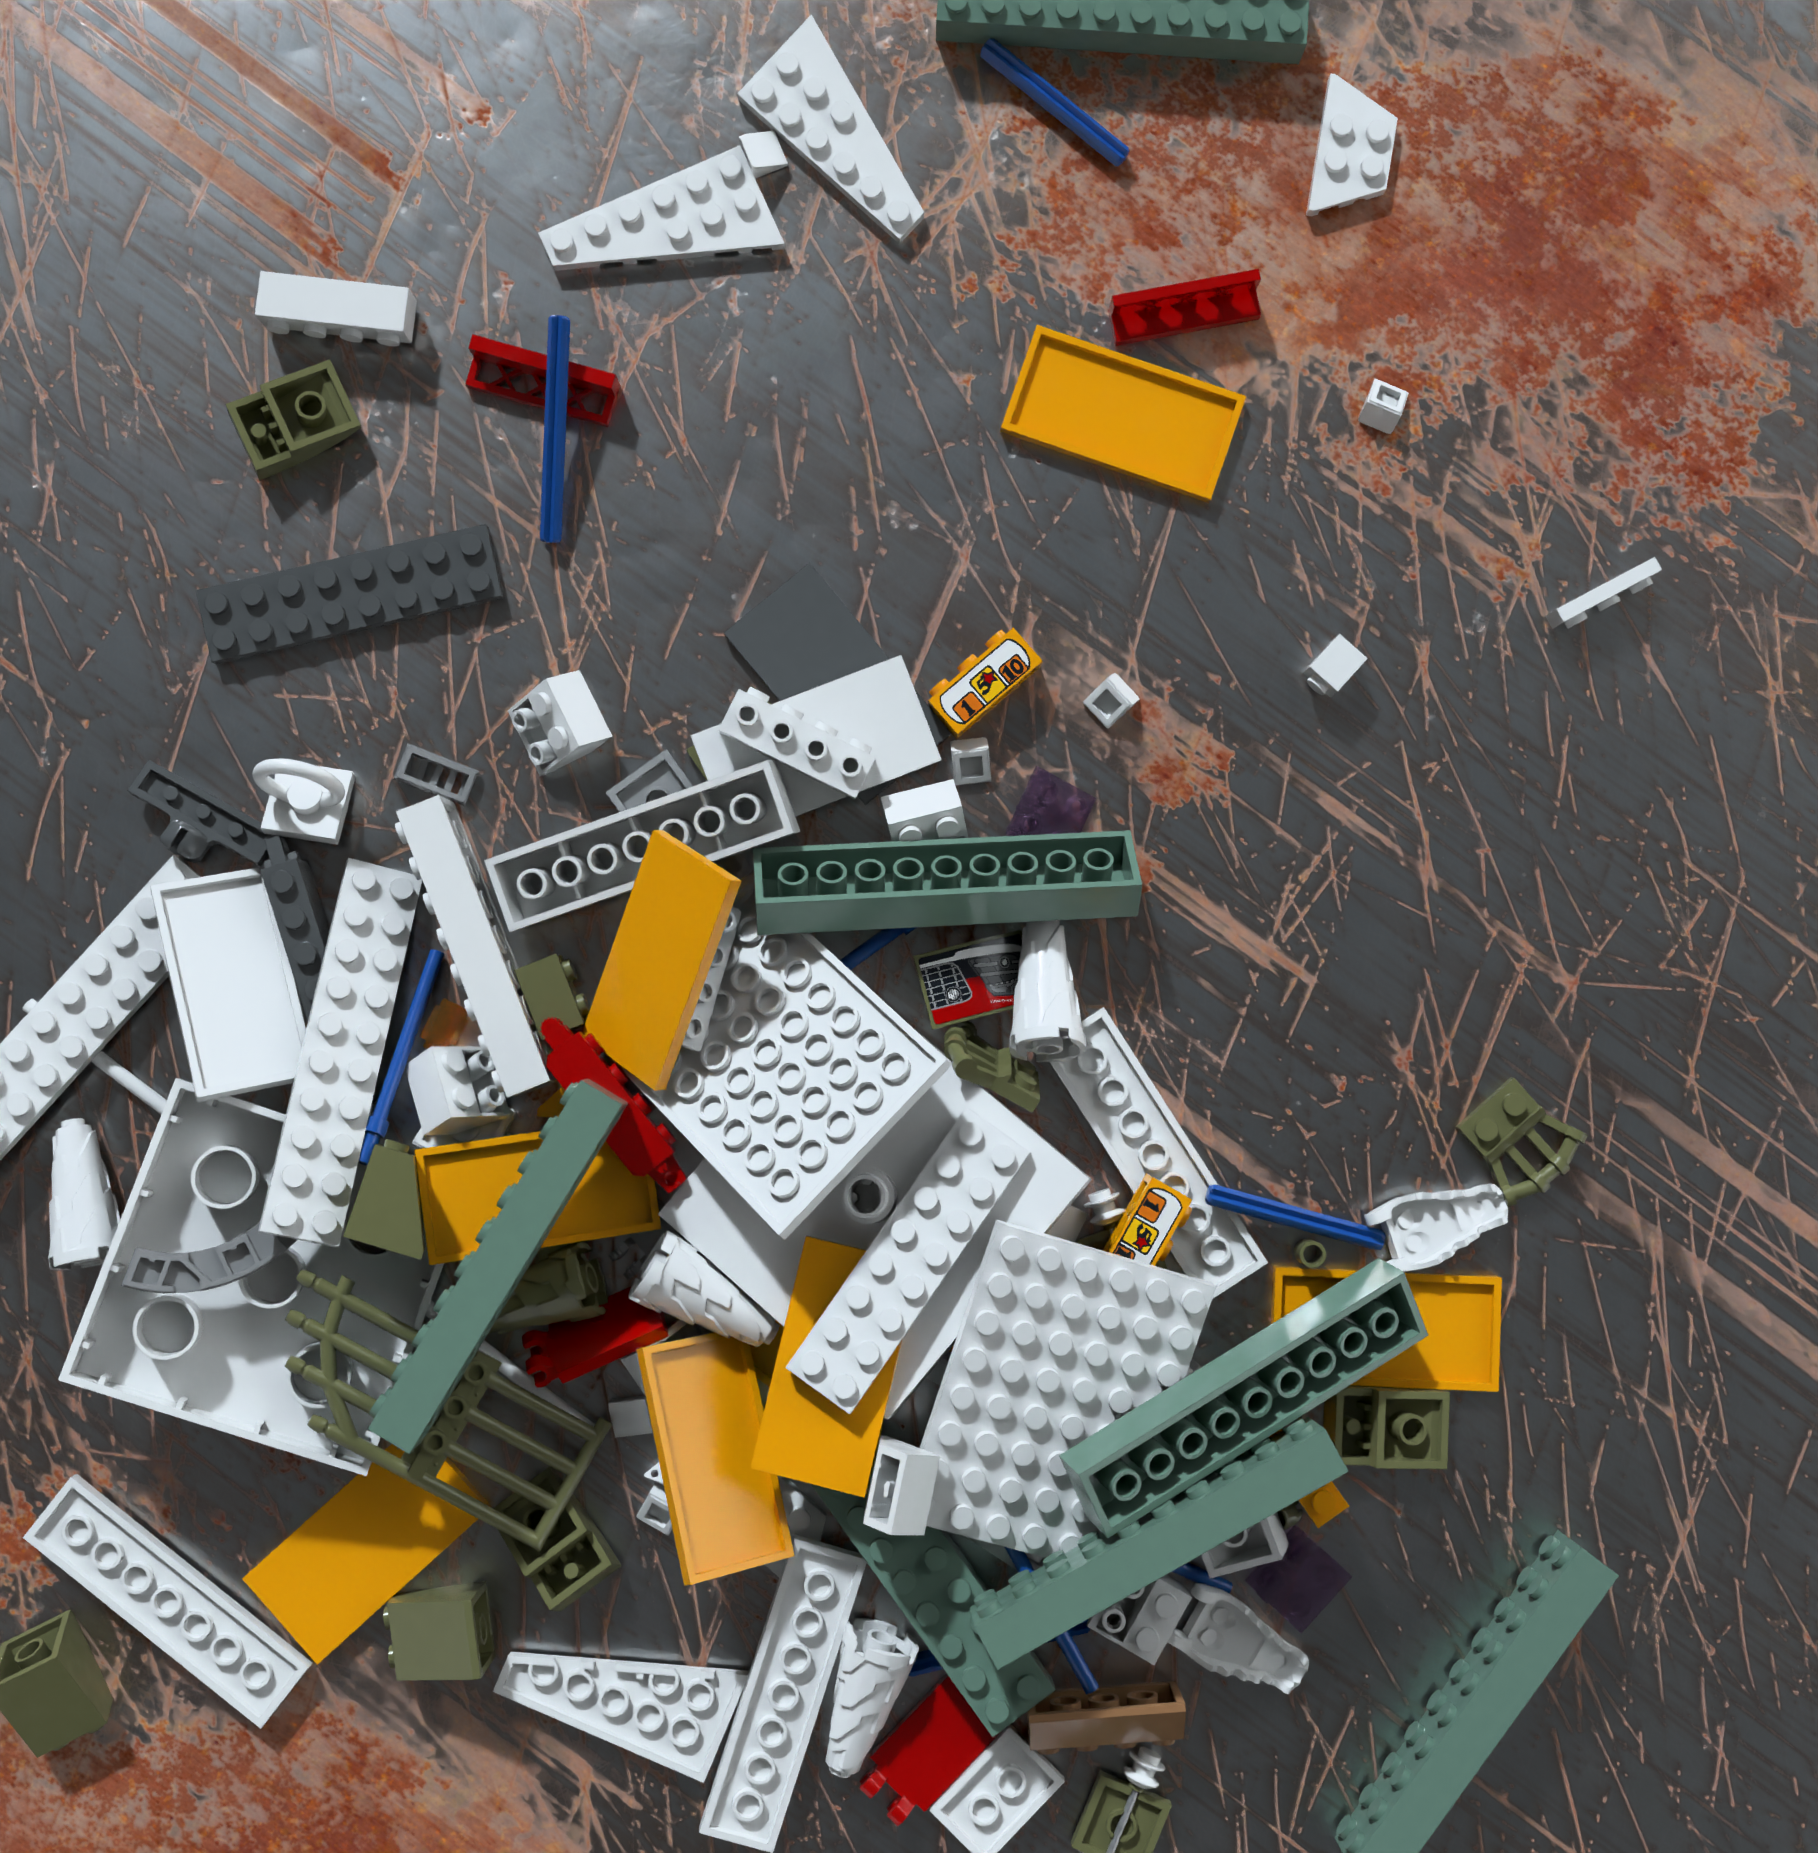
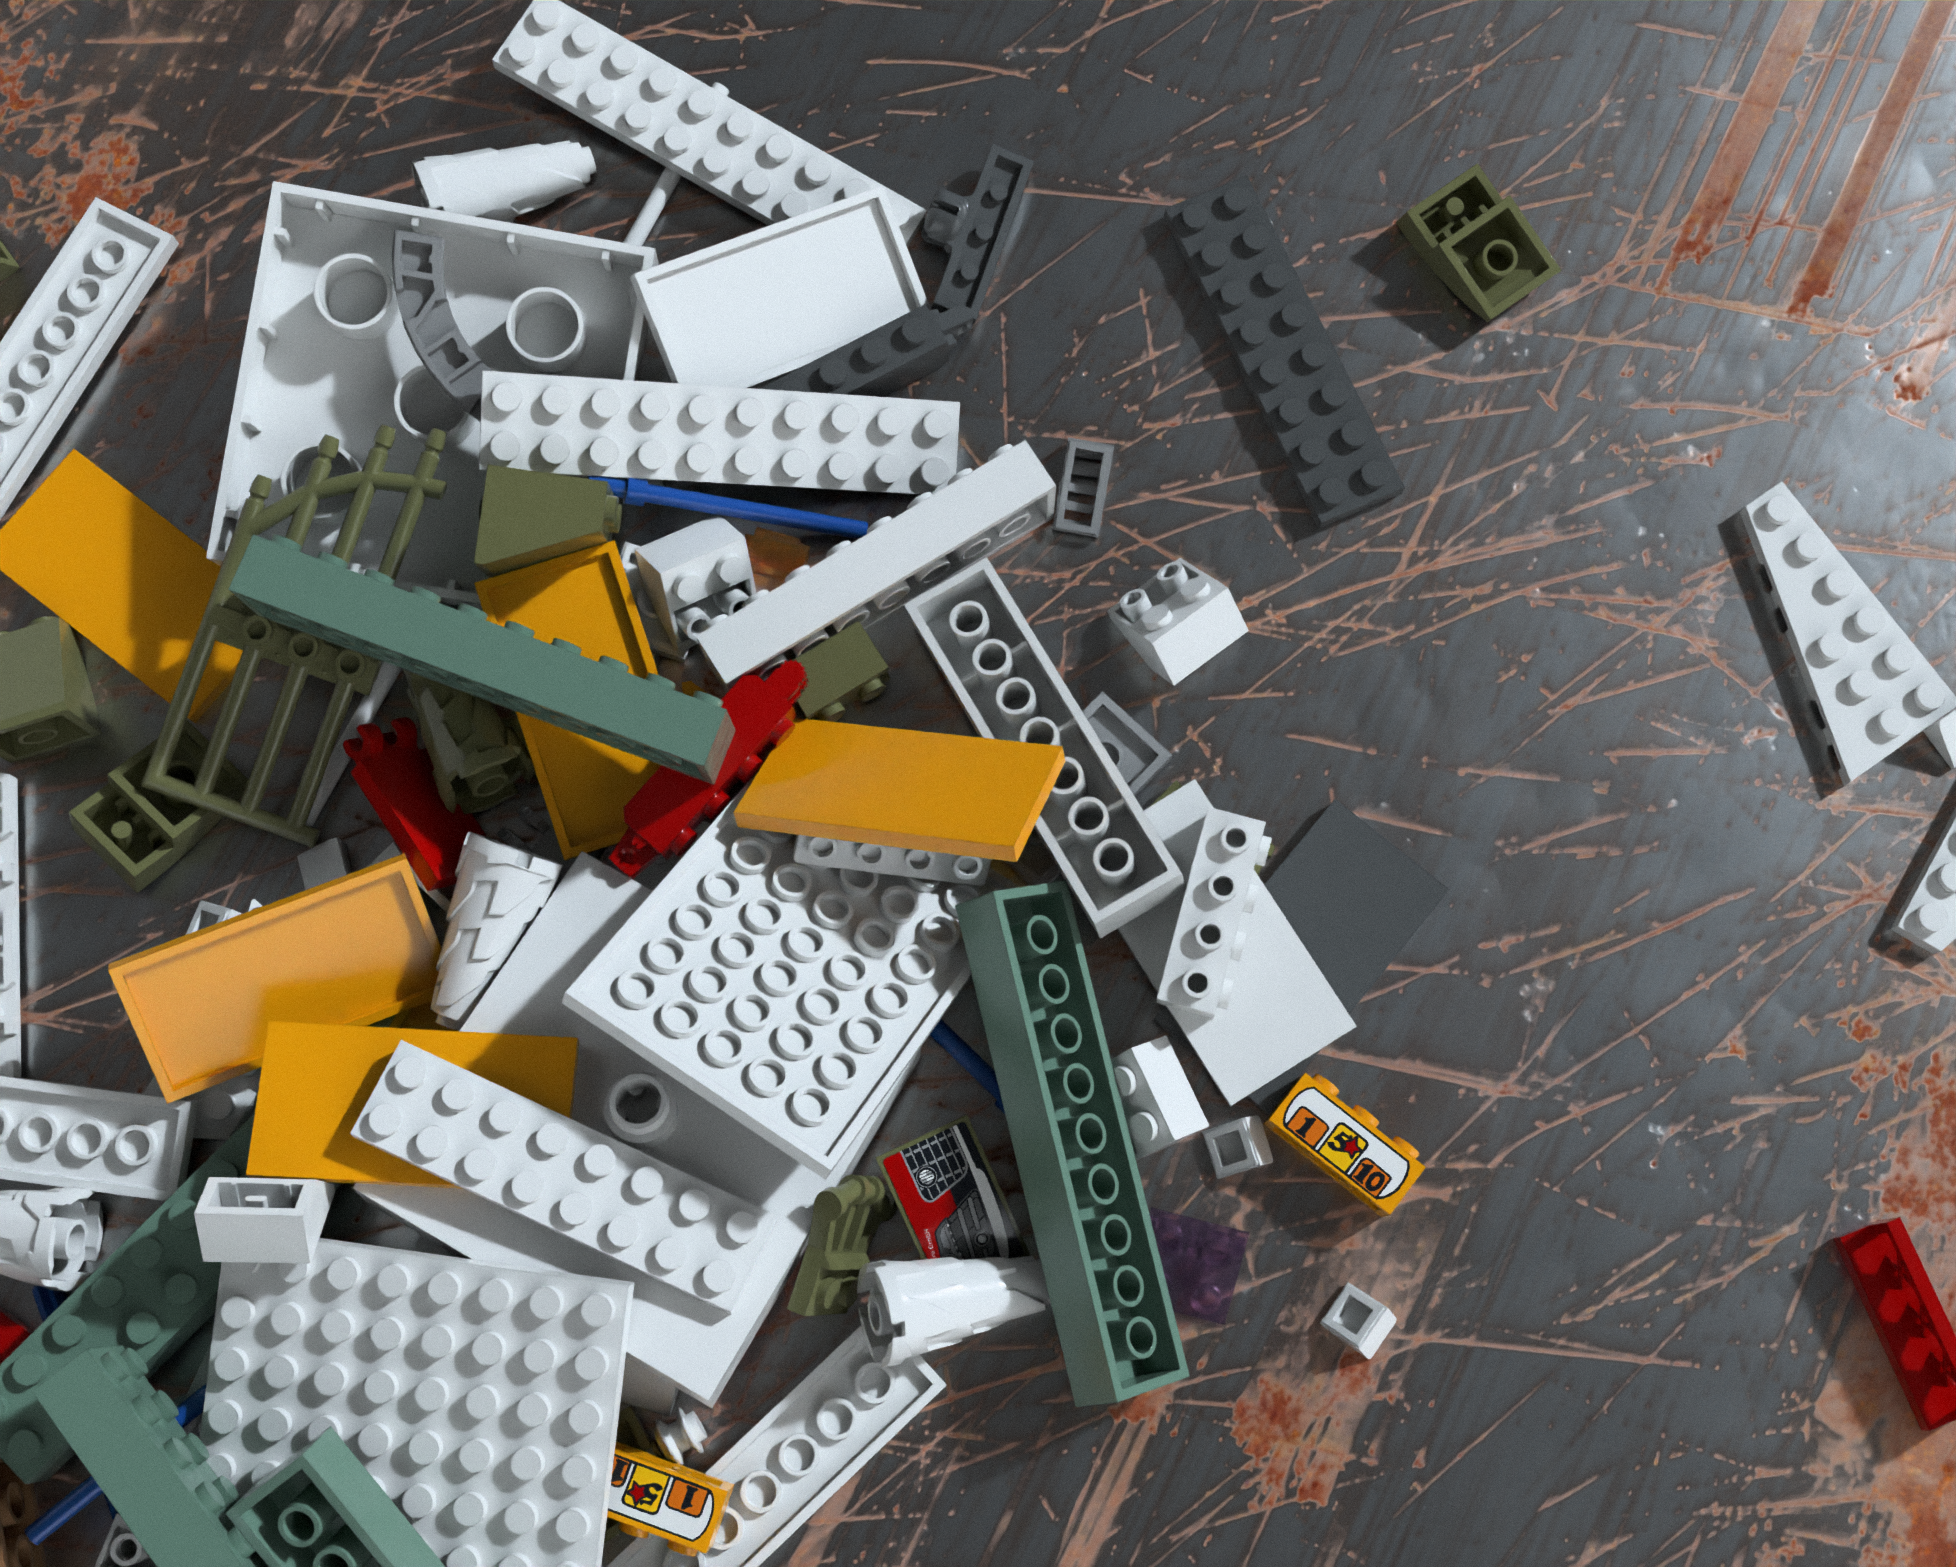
camera: 80 degrees right, 10 degrees down
(304, 799) = (1021, 341): white tile -> none
(335, 308) = (1625, 265): white brick -> none
(534, 364) = (1616, 516): red fence -> none
(555, 428) = (1543, 543): blue axle -> none
(1123, 413) = (1745, 1267): light orange tile -> none

